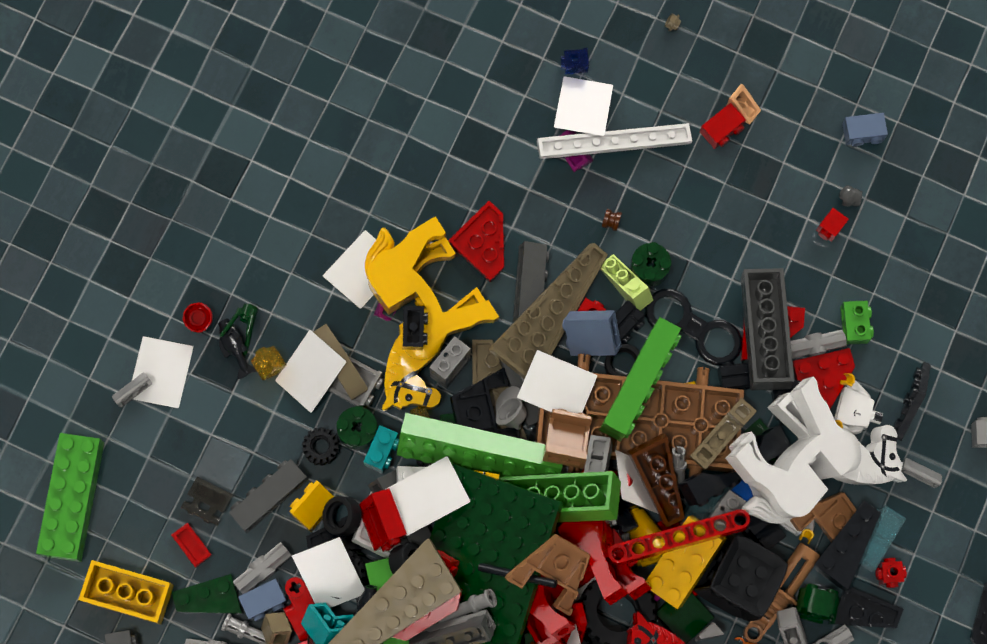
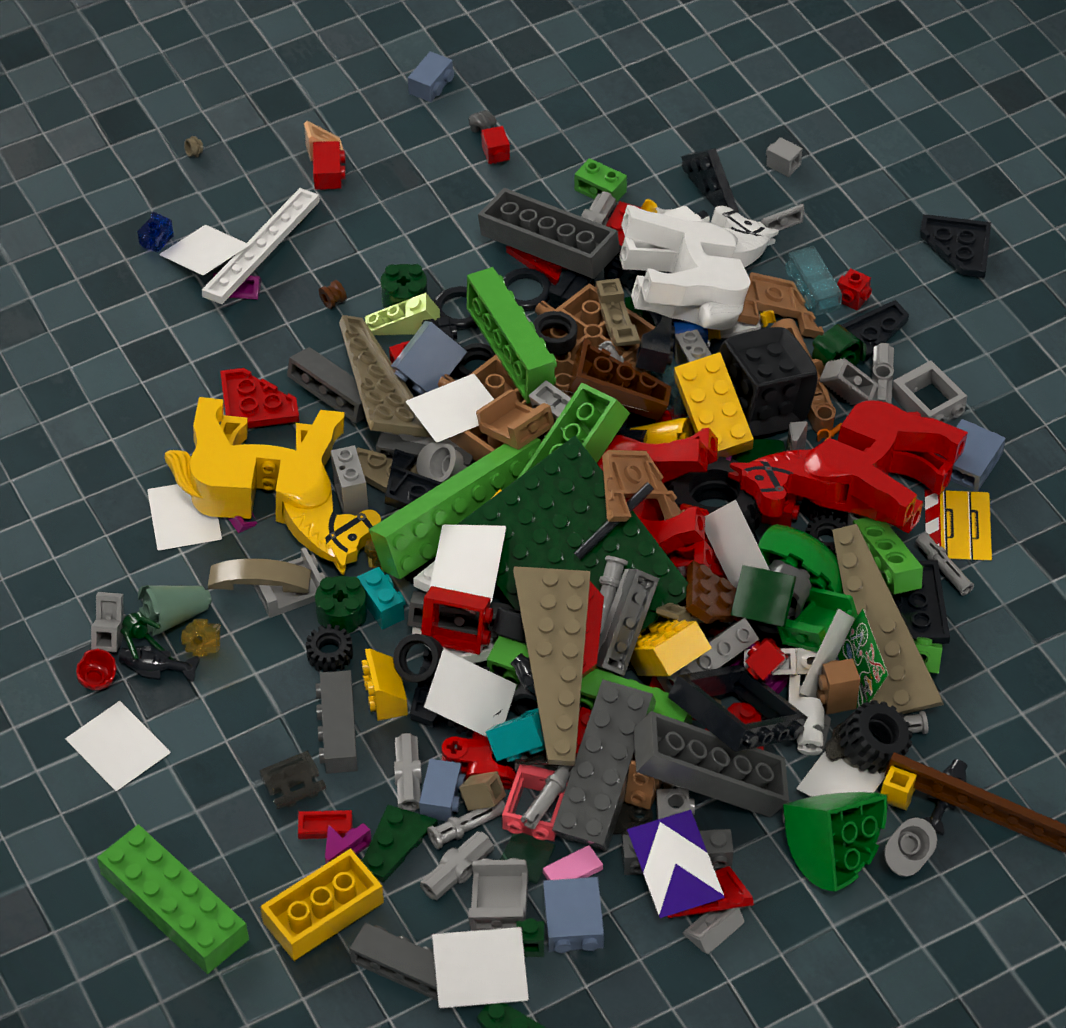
camera: 50 degrees left, 25 degrees down
(131, 390) = (112, 776): light grey slope -> none
(175, 570) = (355, 838): none -> magenta slope
(230, 299) = (108, 622): none -> light grey brick
(278, 324) = (172, 604): none -> sand green cone
(310, 371) = (246, 604): white sticker -> none
(413, 327) = (292, 471): black brick -> none
(661, 415) = (561, 321): none -> black tyre
(686, 530) = (689, 375): red beam -> none
(847, 551) = (810, 297): black wedge -> none

